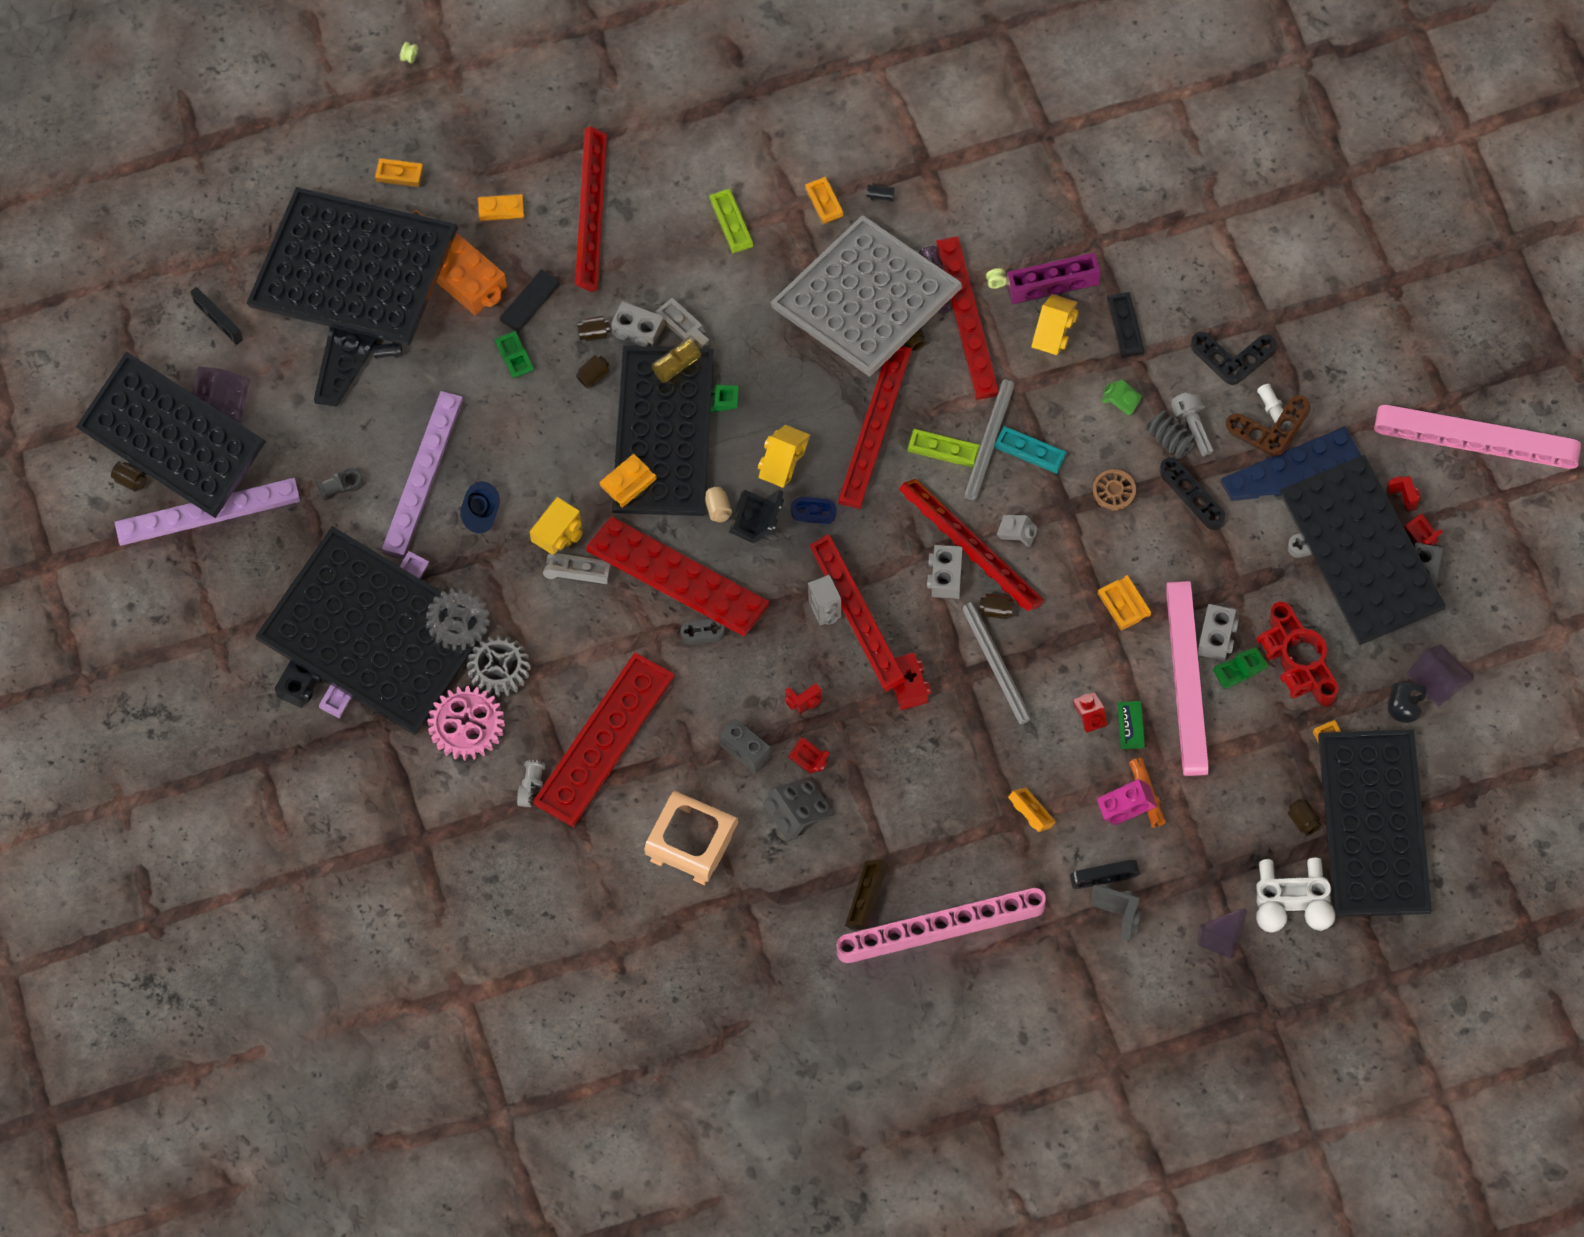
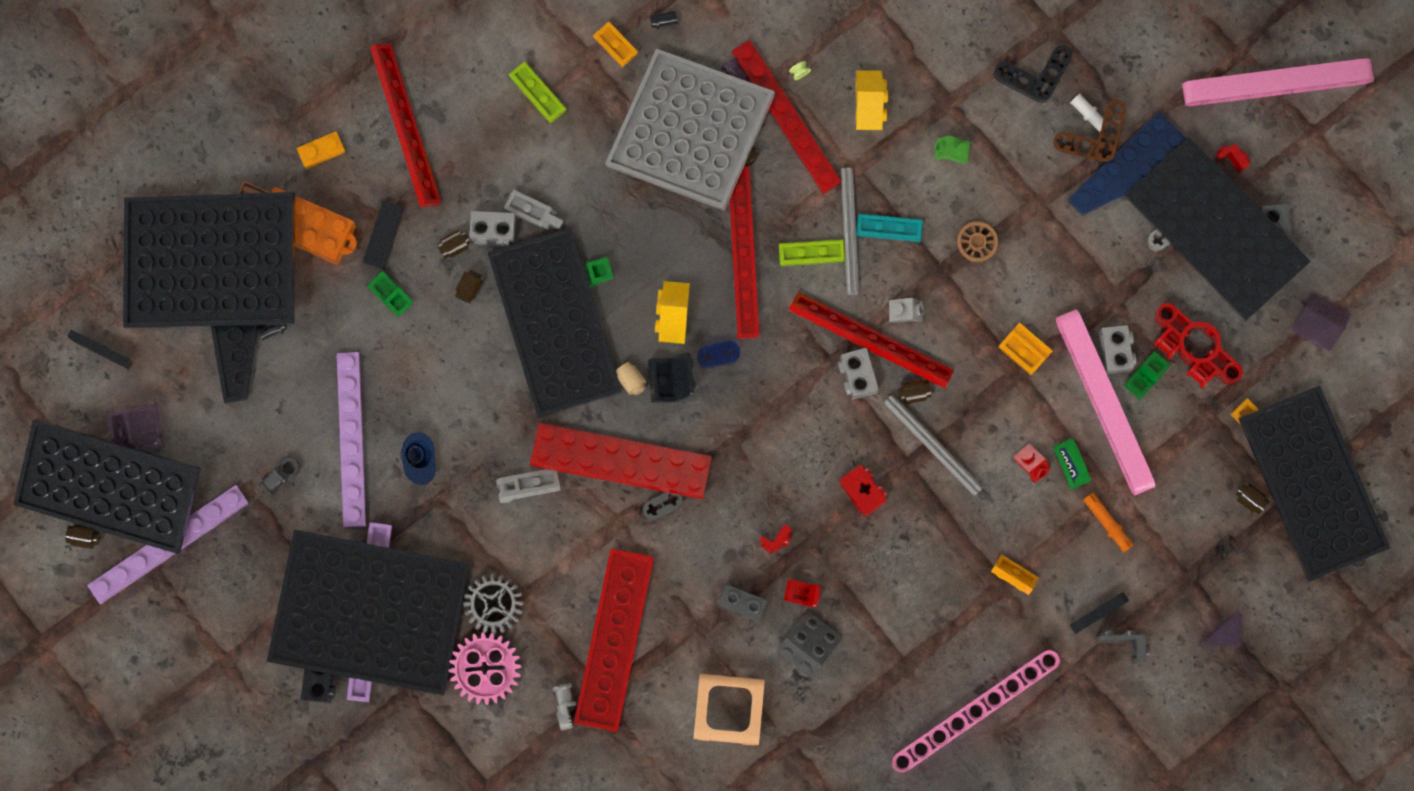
camera: 25 degrees left, 15 degrees up
(399, 172) = (213, 147): light orange plate -> none
(408, 52) = (174, 22): yellowish green bush -> none
(472, 608) = (433, 569): clear gear -> none
(557, 527) = (497, 455): yellow brick -> none
(628, 480) = (542, 385): light orange plate -> none
(676, 360) = (543, 253): clear yellow pin -> none
(824, 600) = (763, 442): light grey brick -> none
(858, 614) = (796, 443): red plate -> none
(866, 894) = (900, 705): dark brown plate -> none
(1053, 278) = (852, 55): magenta brick -> none
(1125, 324) = (930, 76): black tile -> none
(1126, 802) = (1097, 542): dark pink brick -> none
(1170, 436) = (1009, 172): dark grey piece -> none
(1189, 408) = (1016, 141): light grey piece -> none
(1194, 492) = (1045, 225): black beam -> none
(1293, 895) = (1257, 602): white piece -> none
(1401, 705) = (1299, 363): black helmet -> none
(1421, 531) = (1261, 192): red bracket -> none

